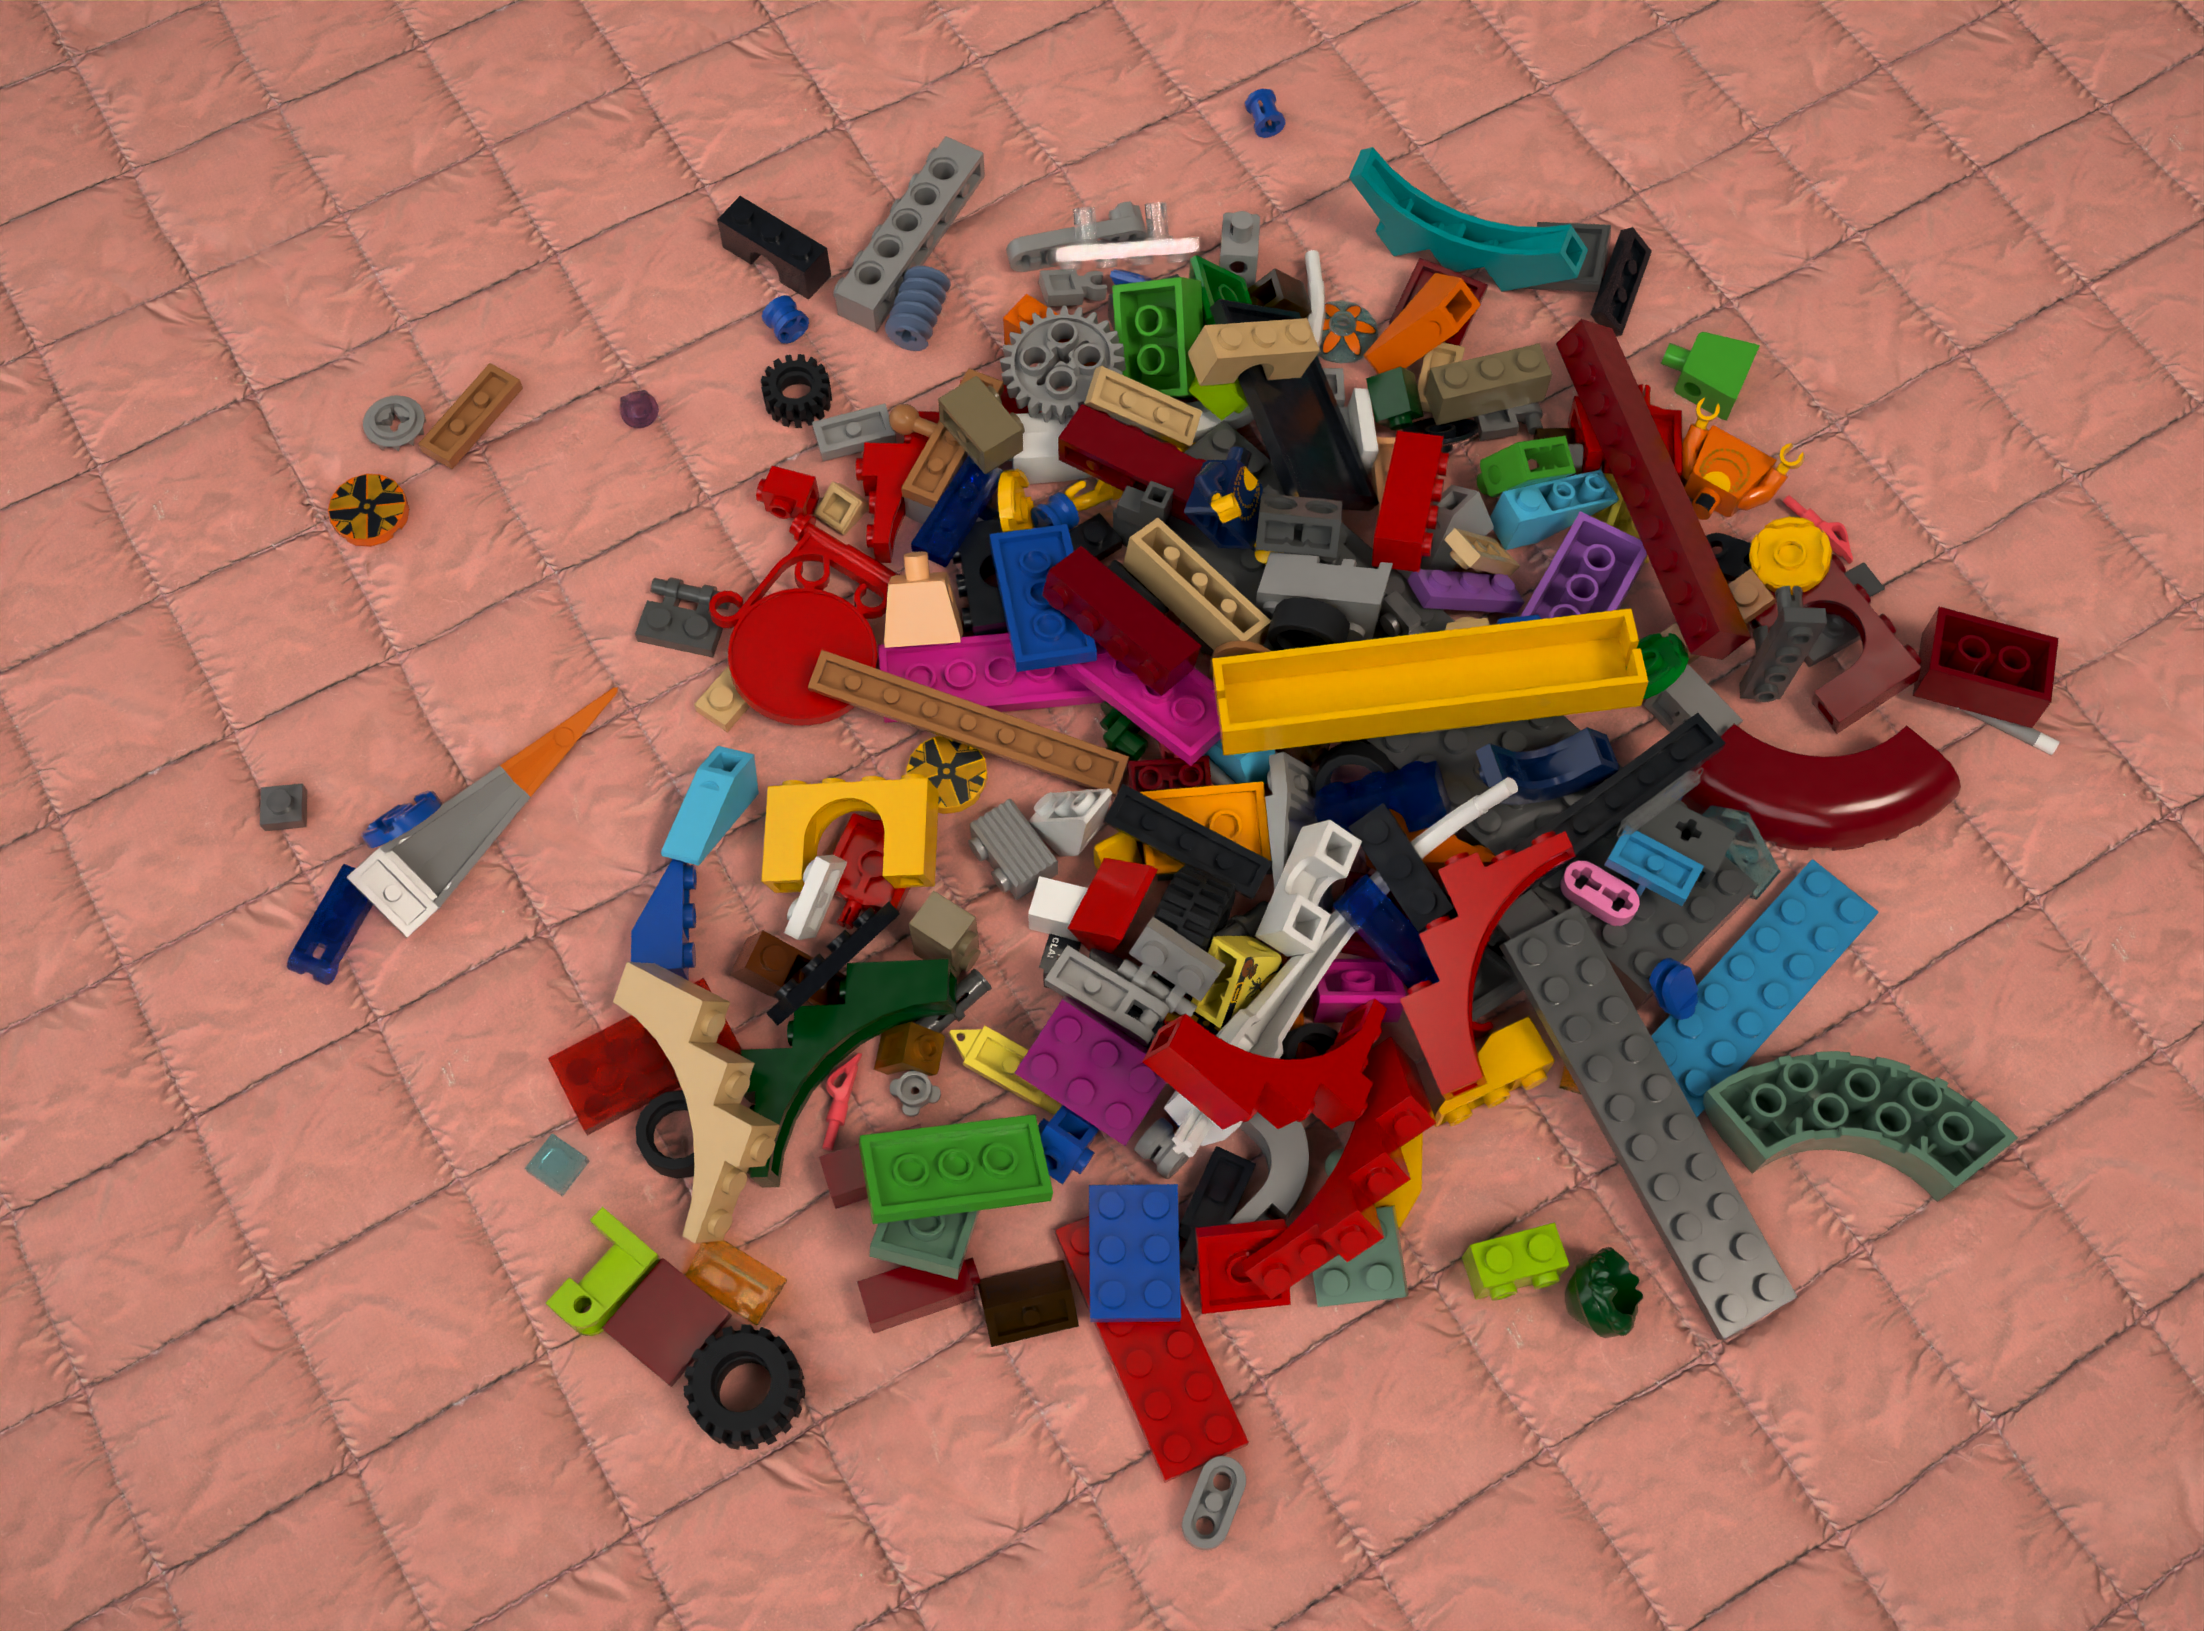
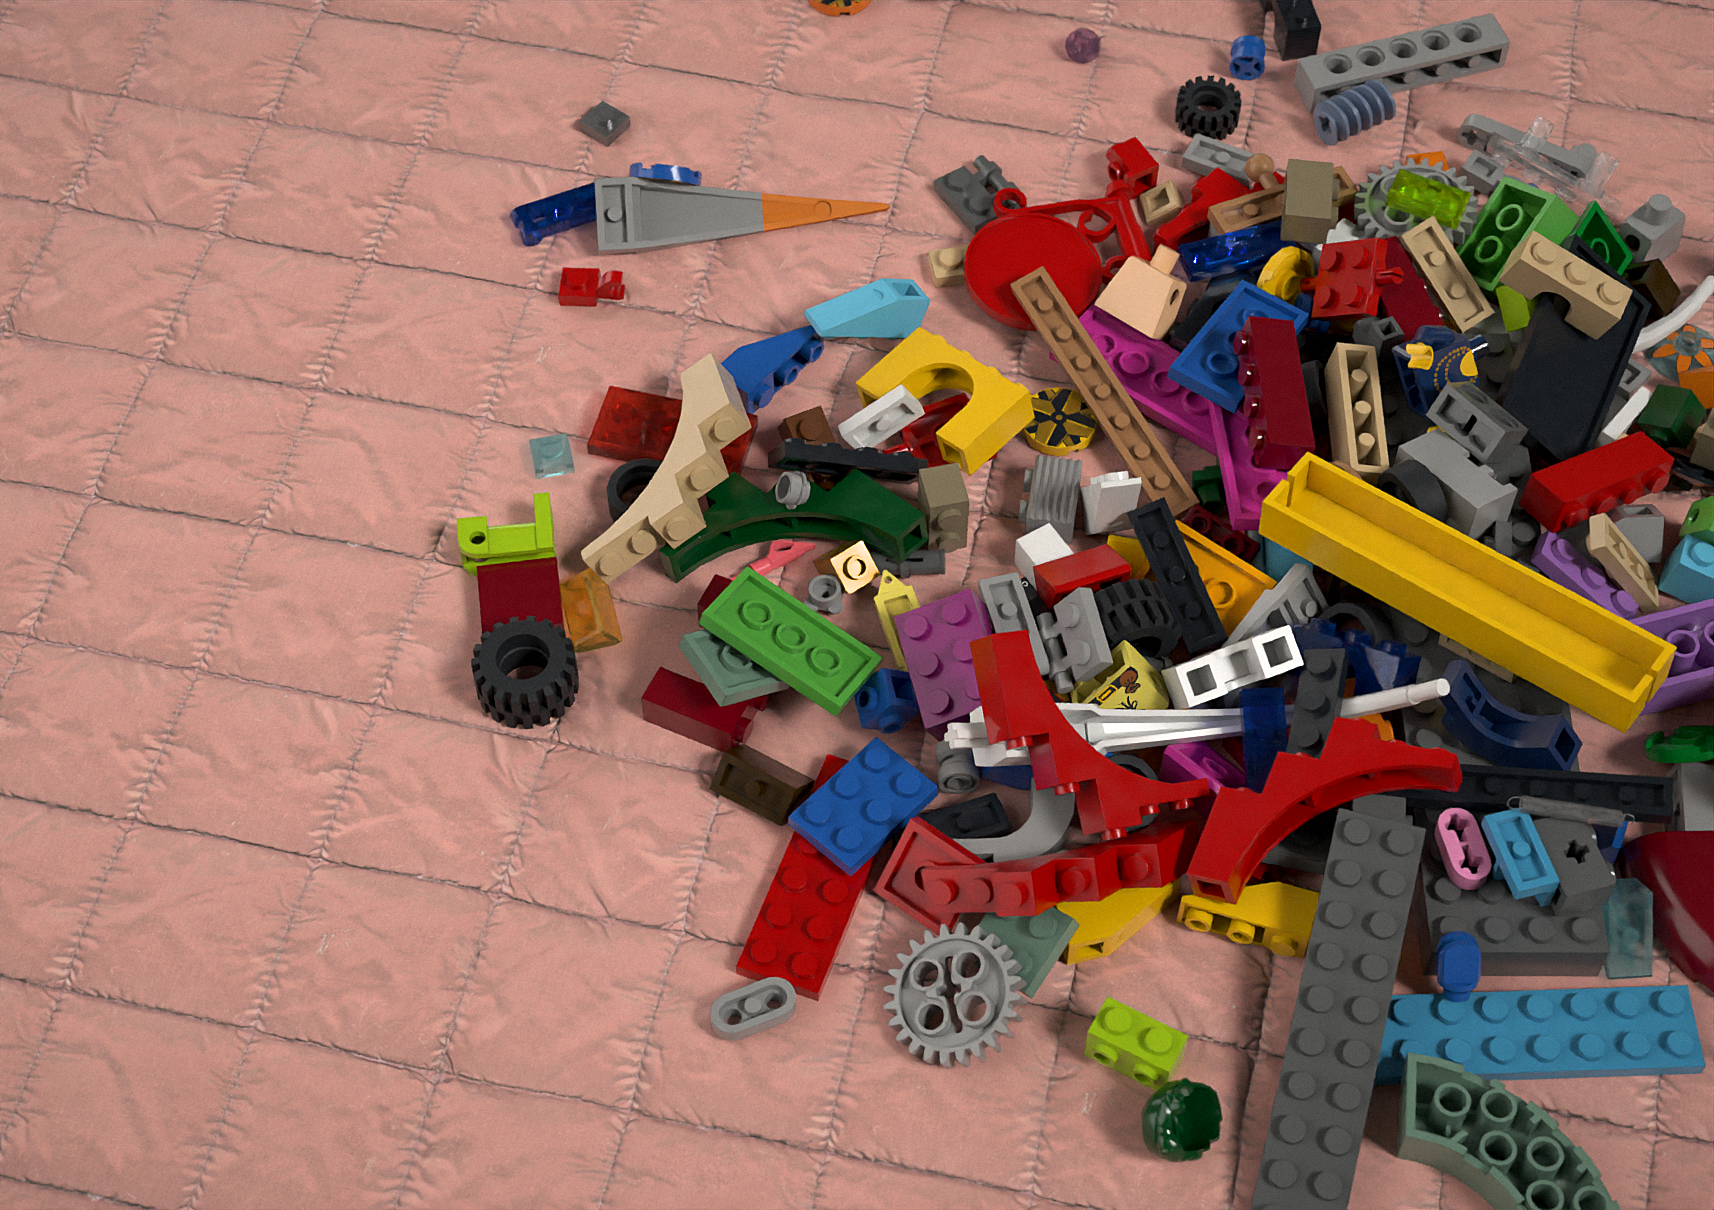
camera: 45 degrees right, 10 degrees down
(425, 981) = (586, 285): none -> red plate
(819, 1029) = (792, 489): none -> light grey plate
(1079, 352) = (1428, 198): none -> clear neon green plate
(1081, 471) = (1350, 279): none -> red plate
(1328, 1377) = (990, 986): none -> light grey gear

